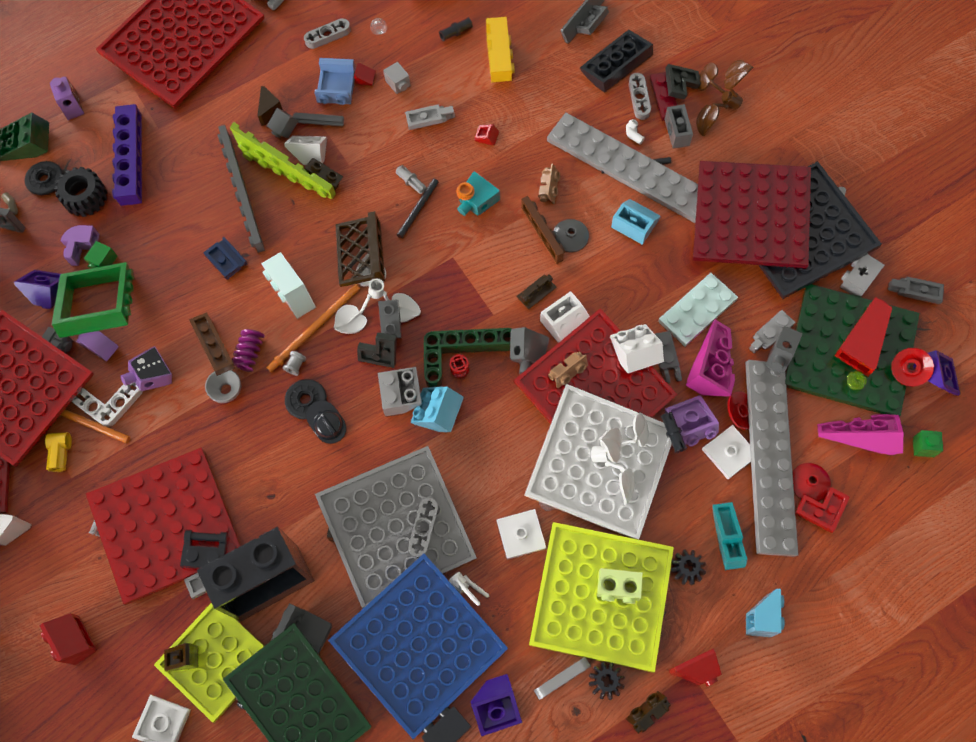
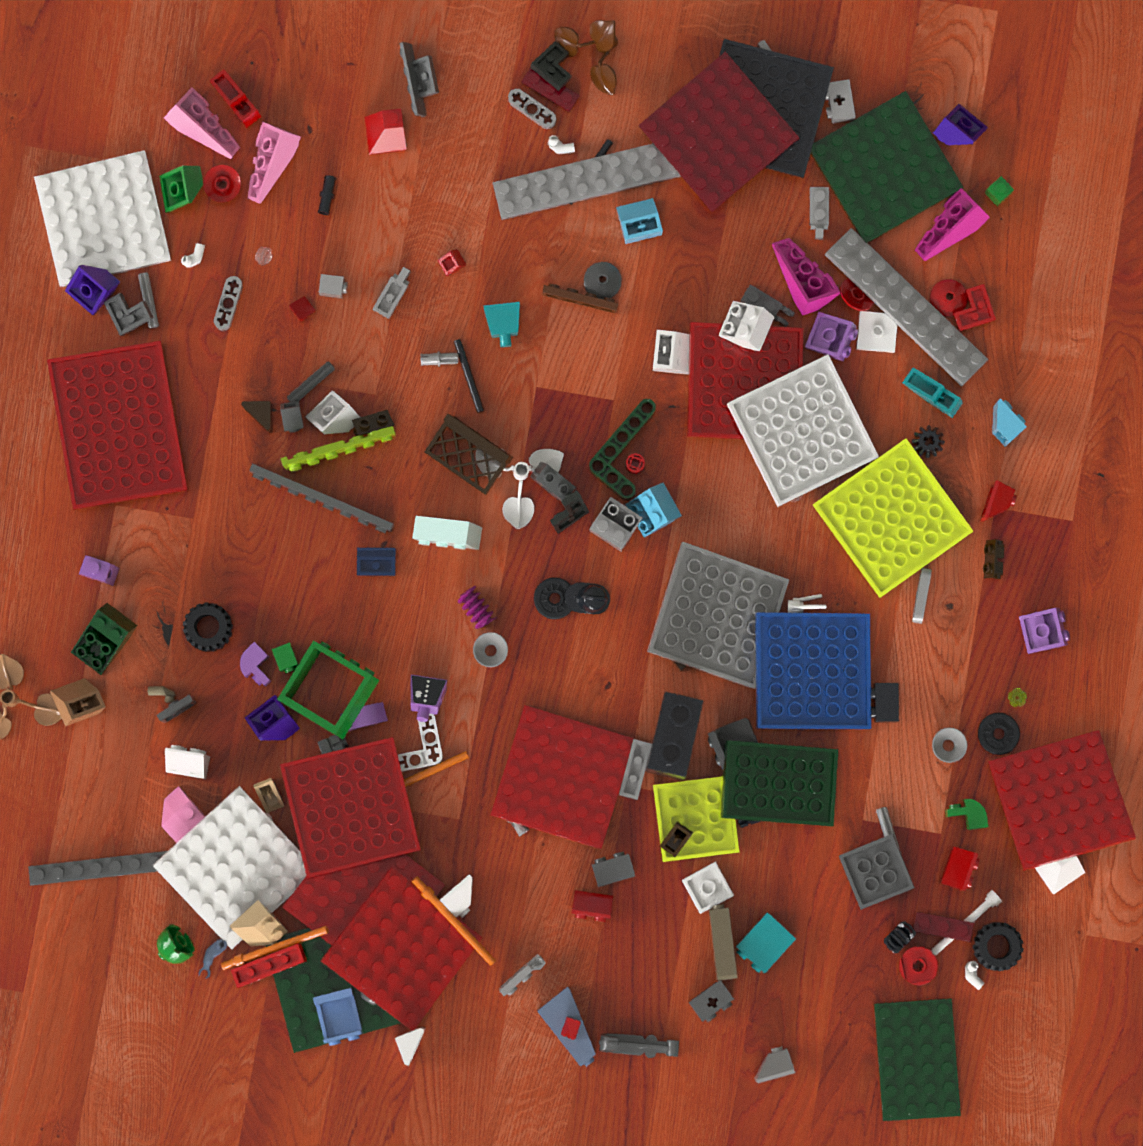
camera: 50 degrees left, 15 degrees up
(33, 176) = (148, 652): black wheel -> none
(57, 447) = (427, 809): yellow piece -> none
(114, 630) = (613, 869): none -> dark grey brick
(128, 155) = (165, 531): dark purple brick -> none
(200, 556) = (616, 767): black plate -> none
(212, 344) = (447, 630): reddish brown plate -> none
(278, 360) = (504, 592): orange bar -> none
(294, 363) = (518, 582): light grey bush -> none
(335, 81) = (287, 339): medium blue panel -> none
(421, 510) = (745, 598): light grey beam -> none
(465, 191) = (497, 330): orange plate -> none
(495, 706) = (899, 655): dark purple slope -> none
(498, 49) = (387, 182): yellow wedge -> none
(521, 534) = (799, 533): white plate -> none
(527, 347) = (670, 402): dark grey torso -> none
(534, 28) = (385, 132): none -> red slope
(536, 291) = (626, 351): dark brown hinge -> none
(550, 177) = (541, 249): medium nougat hinge -> none
(575, 364) = (717, 397): medium nougat hinge -> none
(600, 684) = (951, 561): black gear -> none
(612, 452) = (808, 419): white plant -> none
(617, 60) = (481, 93): black slope -> none
(619, 579) = (895, 497): yellowish green brick -> none
(673, 432) = (830, 360): black pin -> none
(678, 126) = (592, 109): dark grey brick -> none
(697, 309) = (751, 245): light aqua plate -> none
(779, 355) = (845, 230): dark grey torso -> none
(853, 384) = (912, 197): clear neon green plate -> none
(866, 339) = (889, 154): red slope -> none
(912, 377) = (943, 152): red dish -> none
(918, 289) = (888, 71): dark grey hinge -> none

